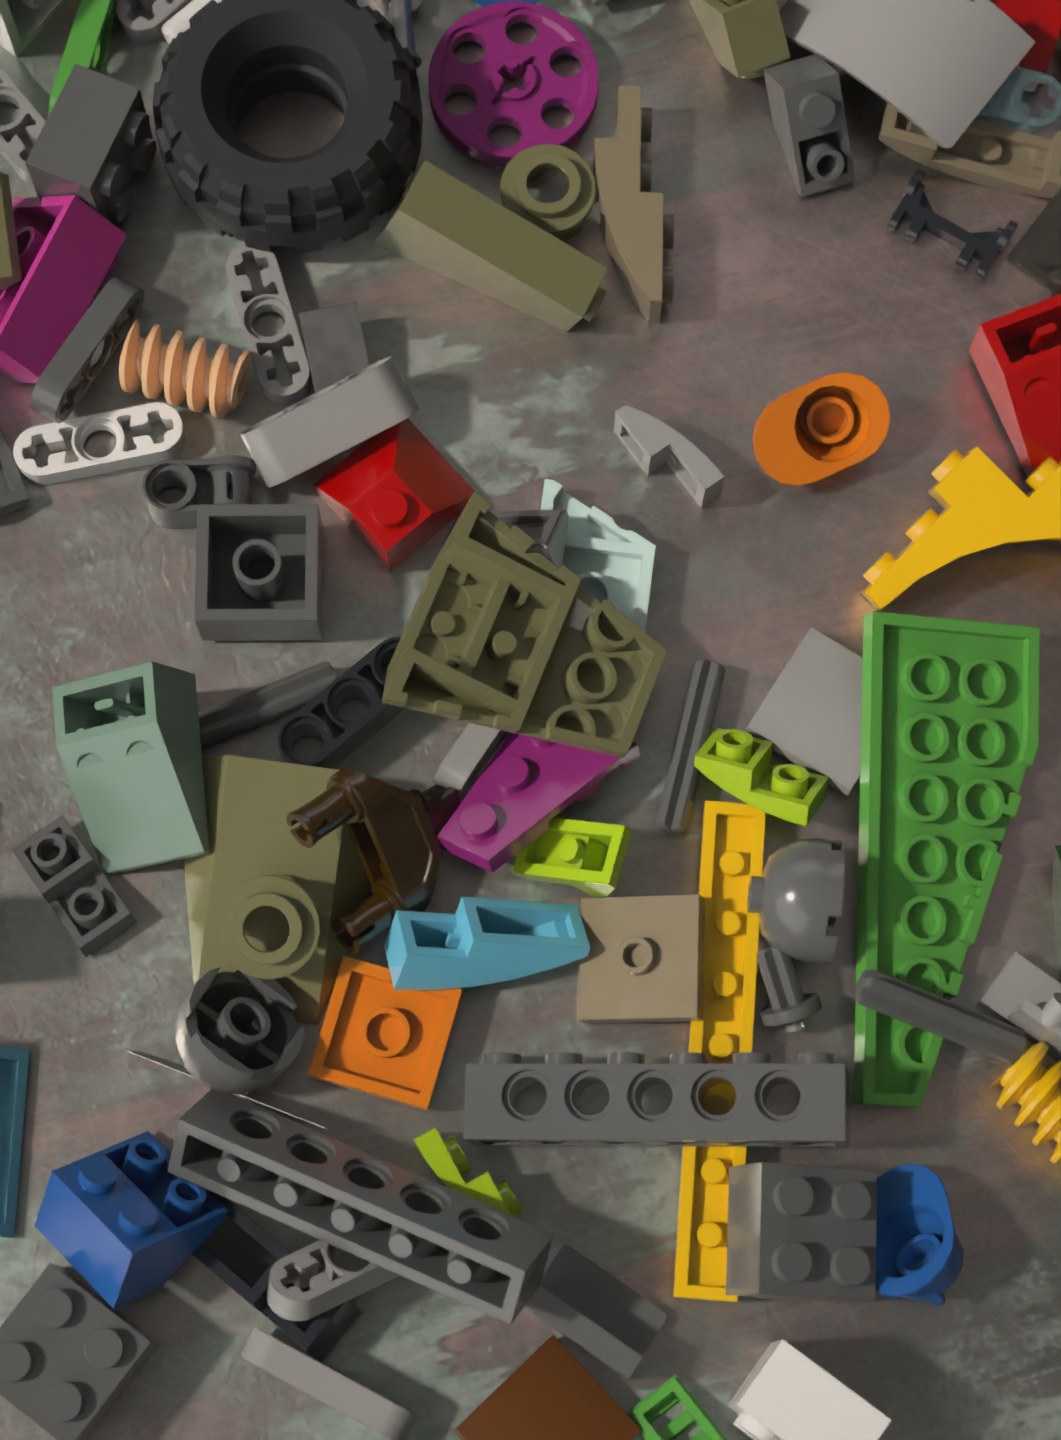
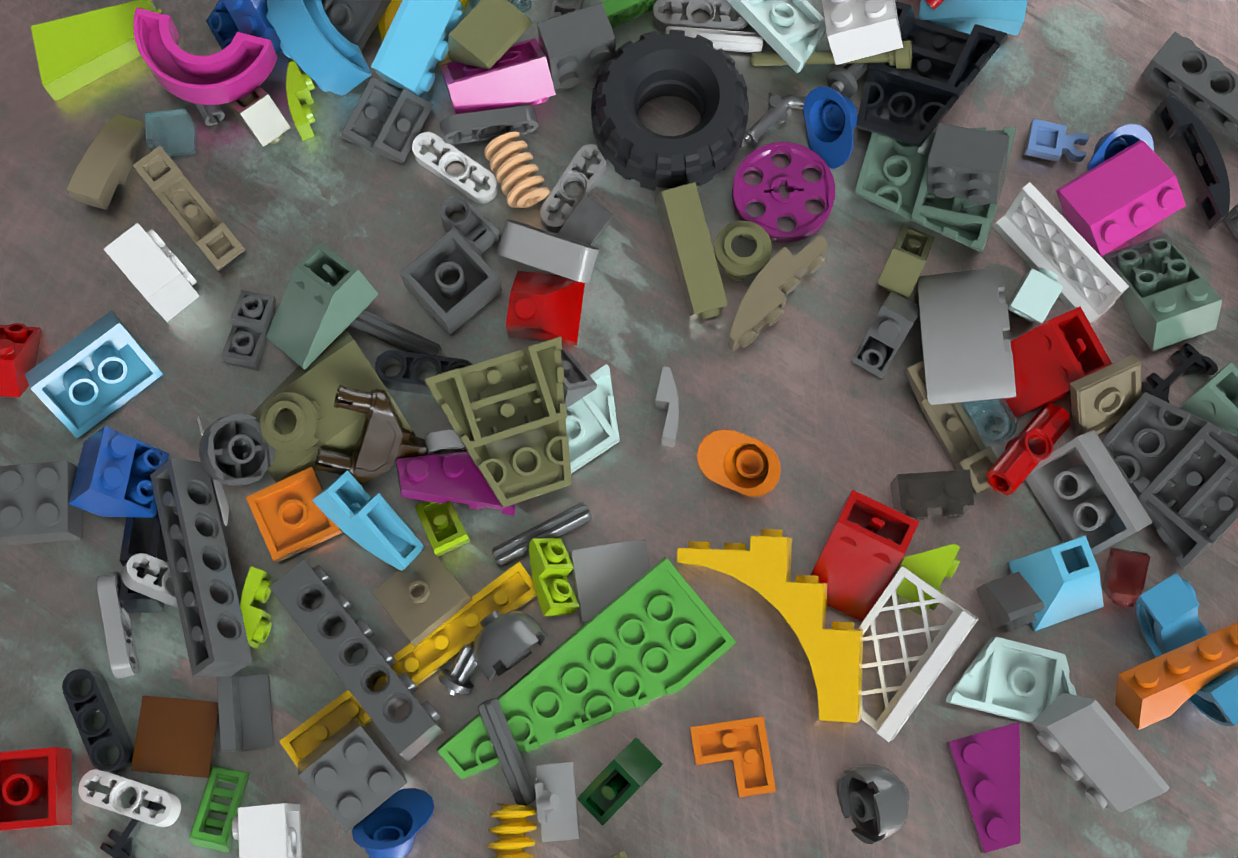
camera: 50 degrees right, 0 degrees up
(980, 244) = (905, 462): black piece -> none

